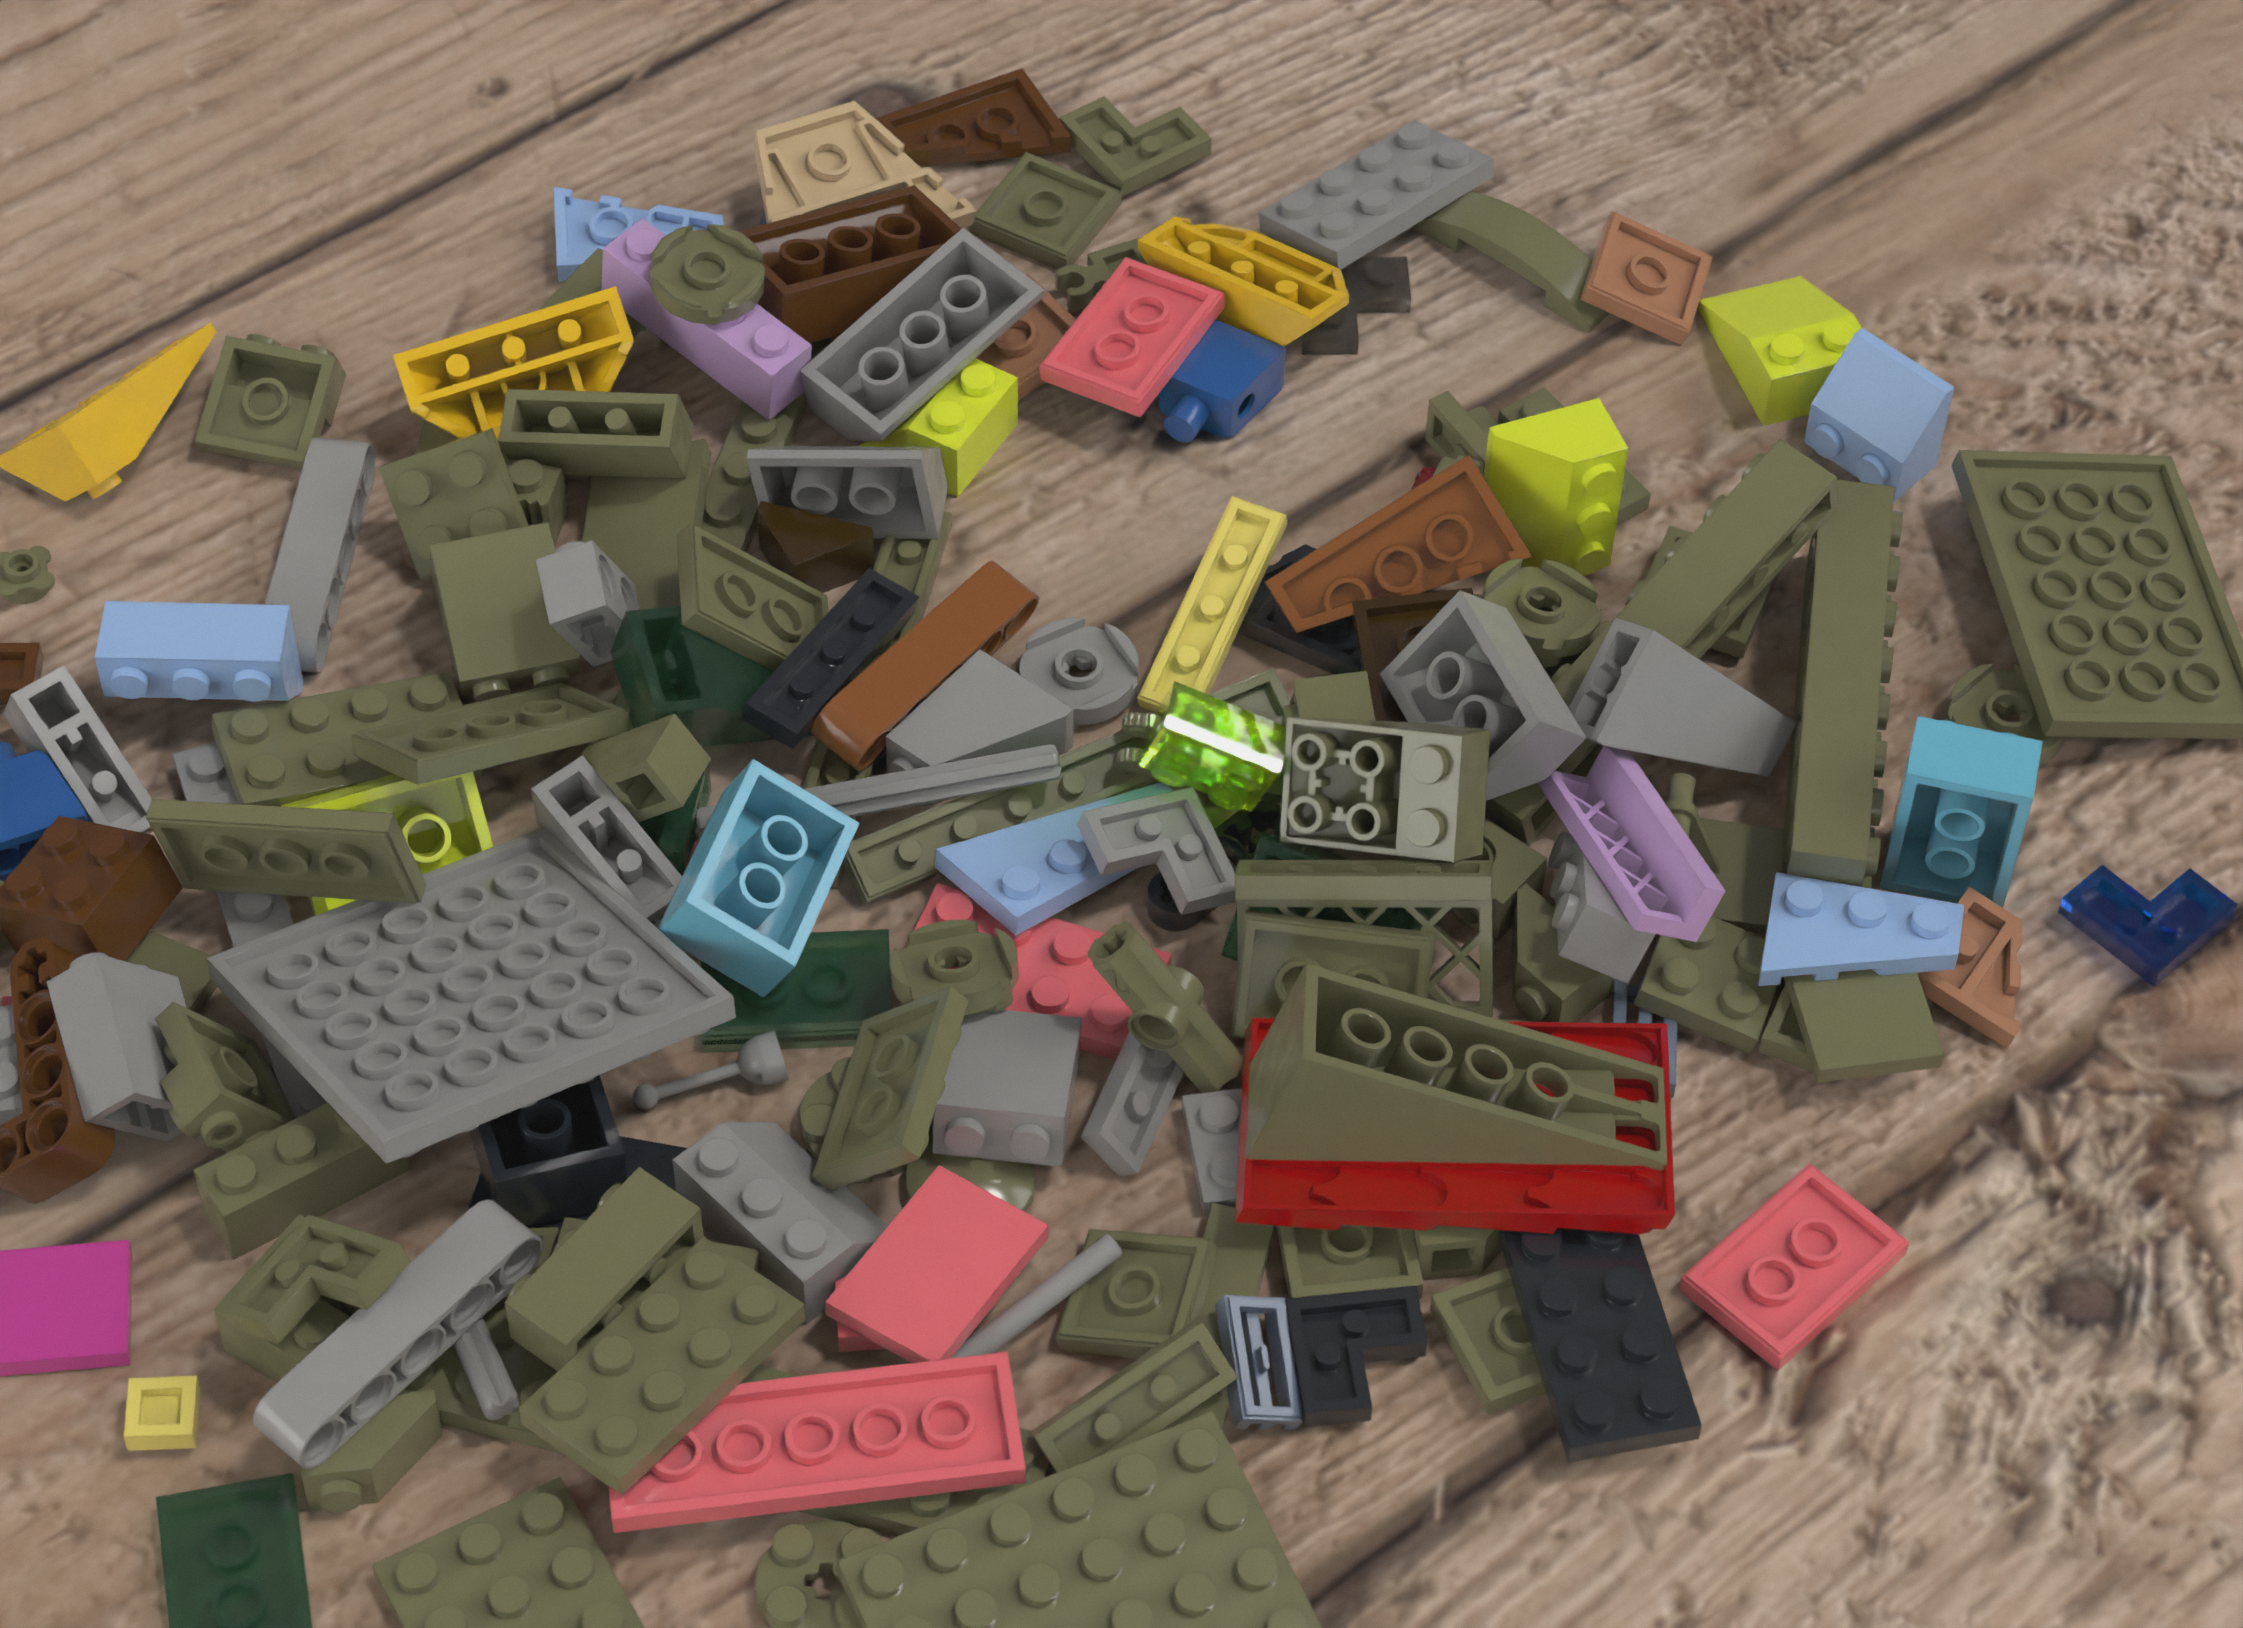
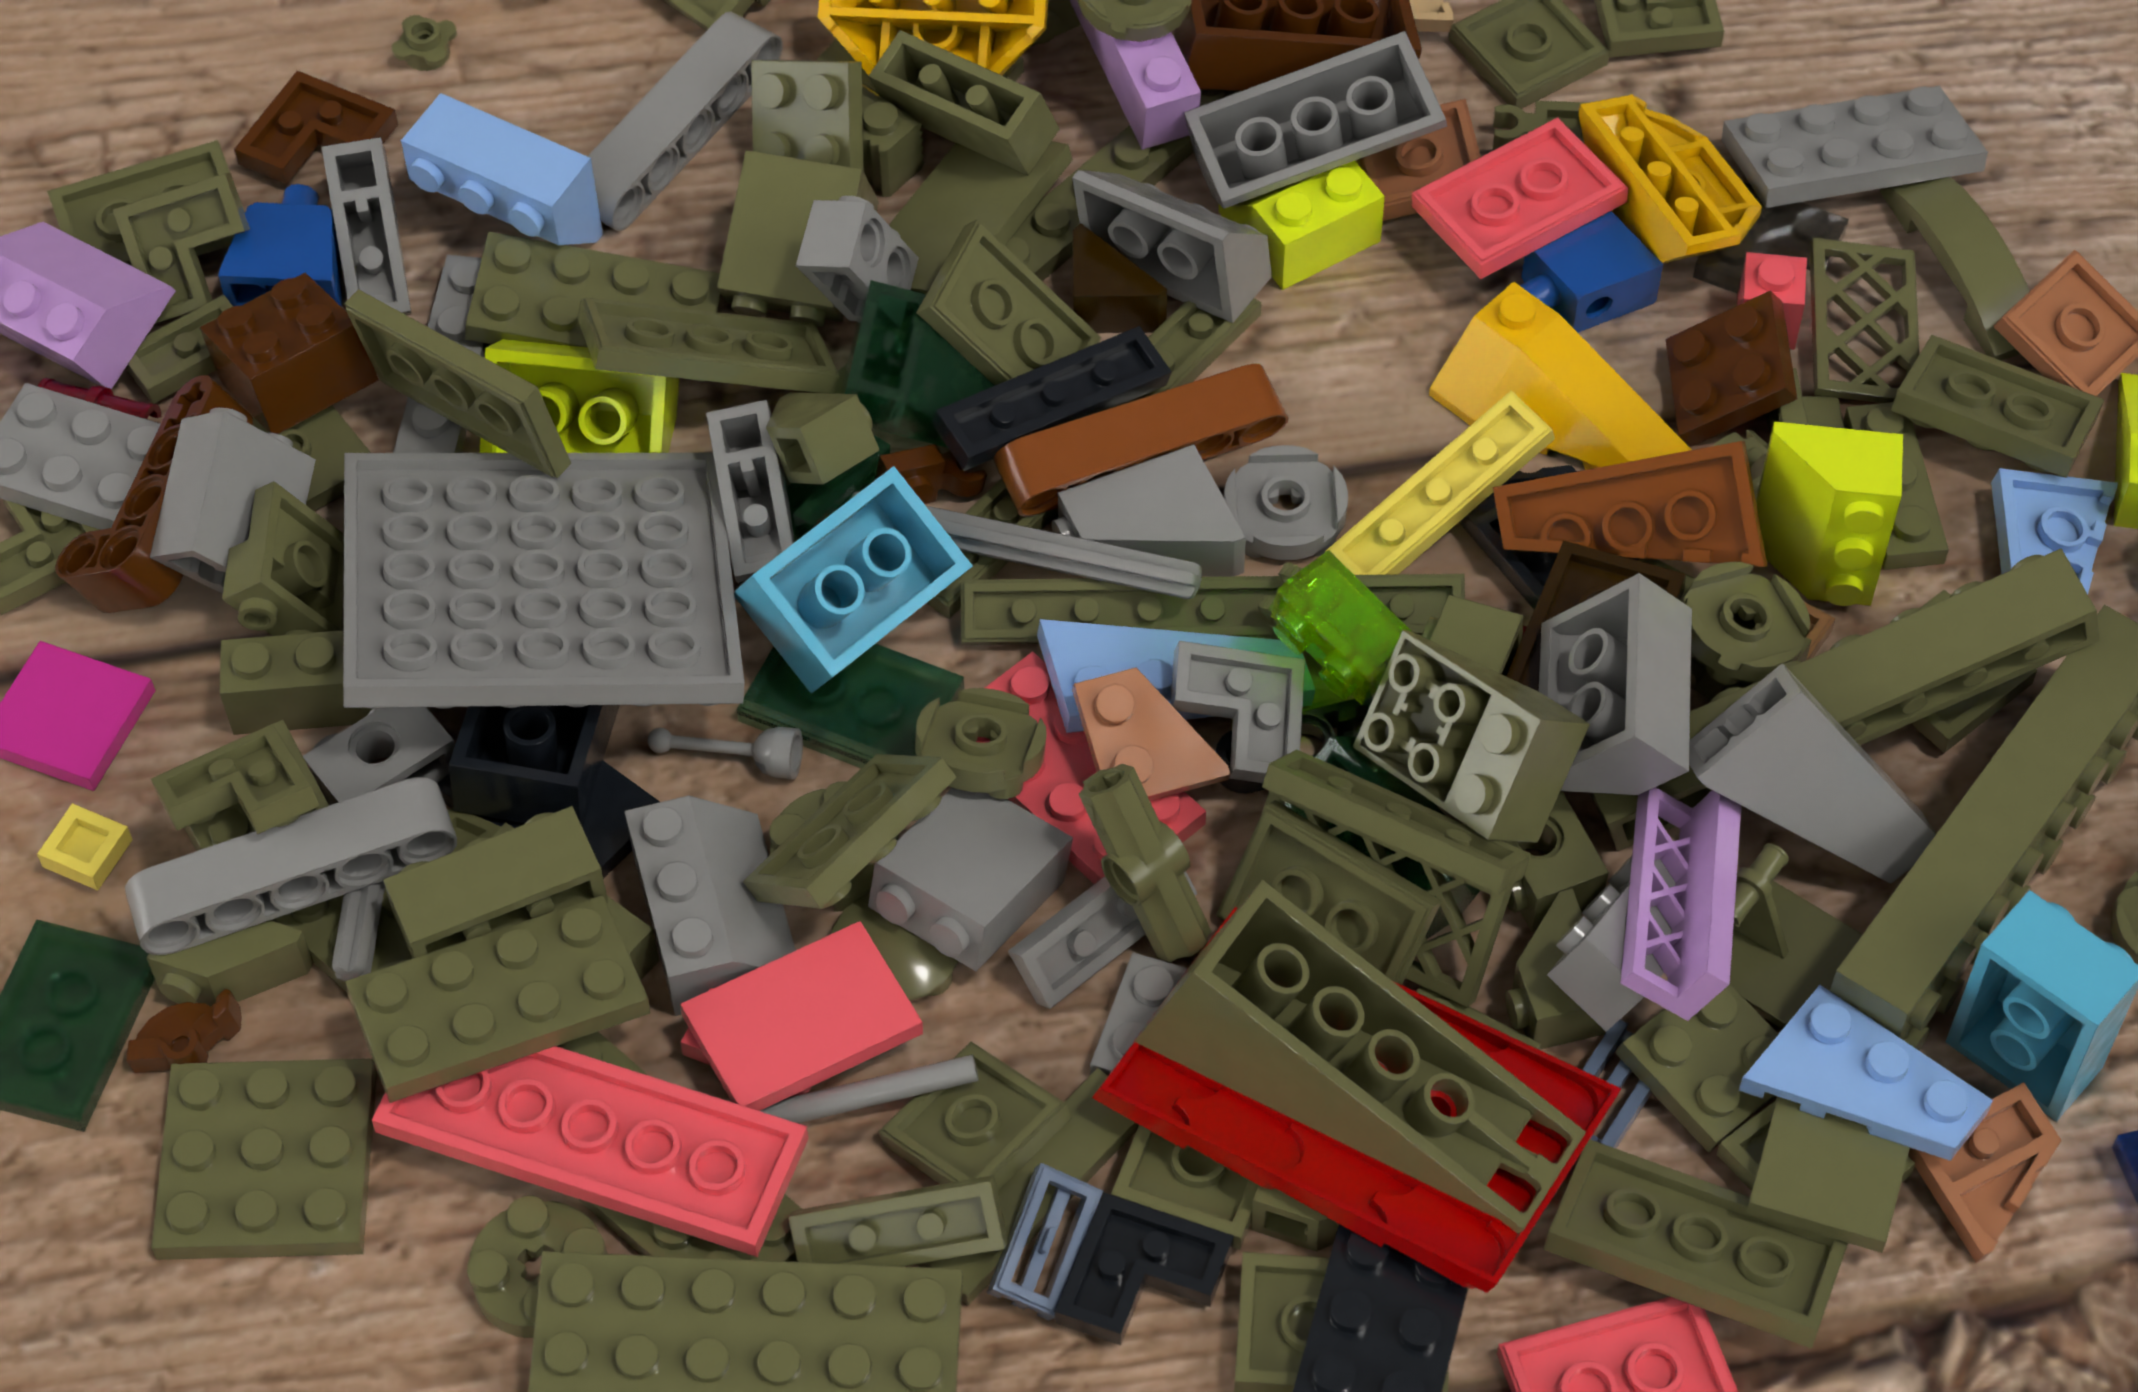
camera: 30 degrees right, 5 degrees up
(363, 1535) = (184, 1034): none -> reddish brown piece
(420, 1187) = (404, 735): none -> light grey brick
(764, 751) = (930, 471): none -> reddish brown plate
(1081, 902) = (1138, 727): none -> nougat wing
(1212, 458) = (1558, 375): none -> yellow wedge
(1387, 346) = (1783, 277): none -> coral brick
(1391, 413) = (1731, 369): none -> reddish brown plate
(1440, 285) = (1825, 342): none -> olive window
(1623, 362) = (1997, 406): none -> olive plate
(1712, 439) = (2050, 513): none -> light blue wing
(1795, 1126) = (1694, 1243): none -> olive plate

